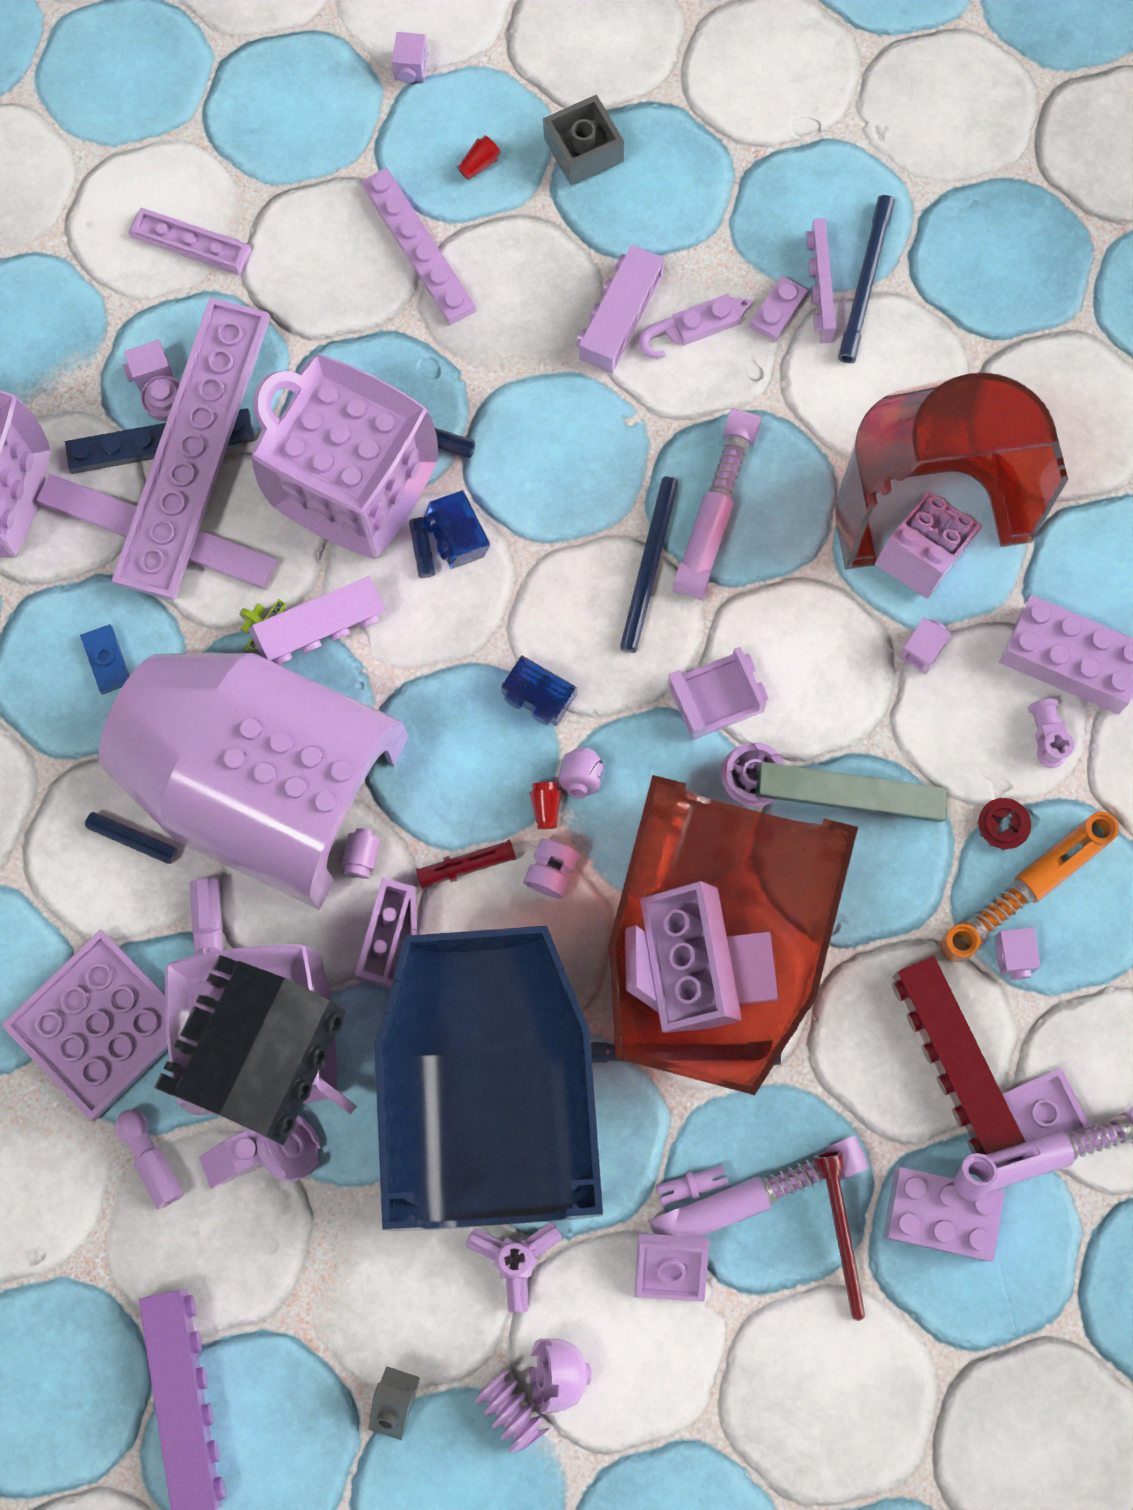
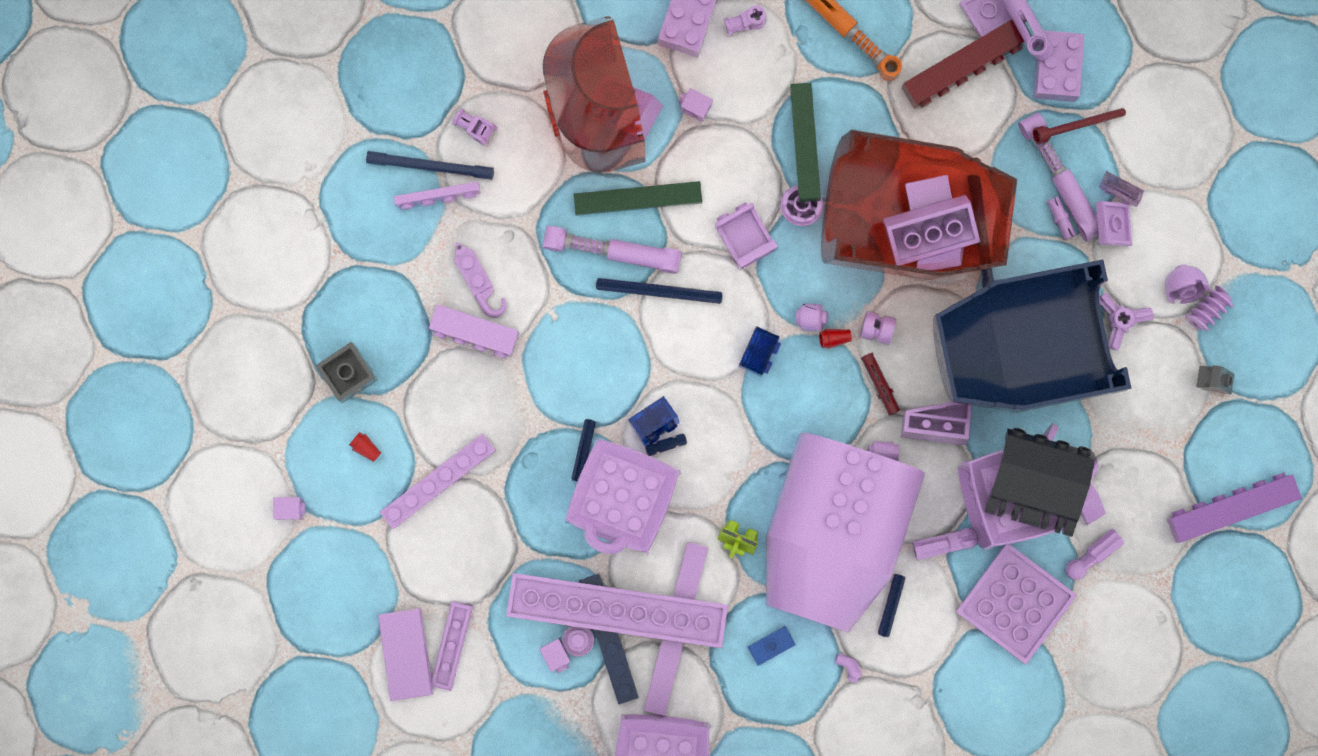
camera: 100 degrees left, 10 degrees up
(52, 768) = (851, 665): none -> lavender arm
(187, 180) = (405, 654): none -> lavender tile
(317, 620) = (732, 503): lavender brick -> none
(729, 1291) = (1122, 189): none -> clear purple plate
(778, 308) = (459, 223): lavender plate -> none
(791, 551) = (637, 198): none -> dark green tile
(917, 340) = (476, 127): none -> lavender connector
(1017, 952) = (892, 32): lavender brick -> none
(1019, 822) = (805, 37): dark red gear -> none

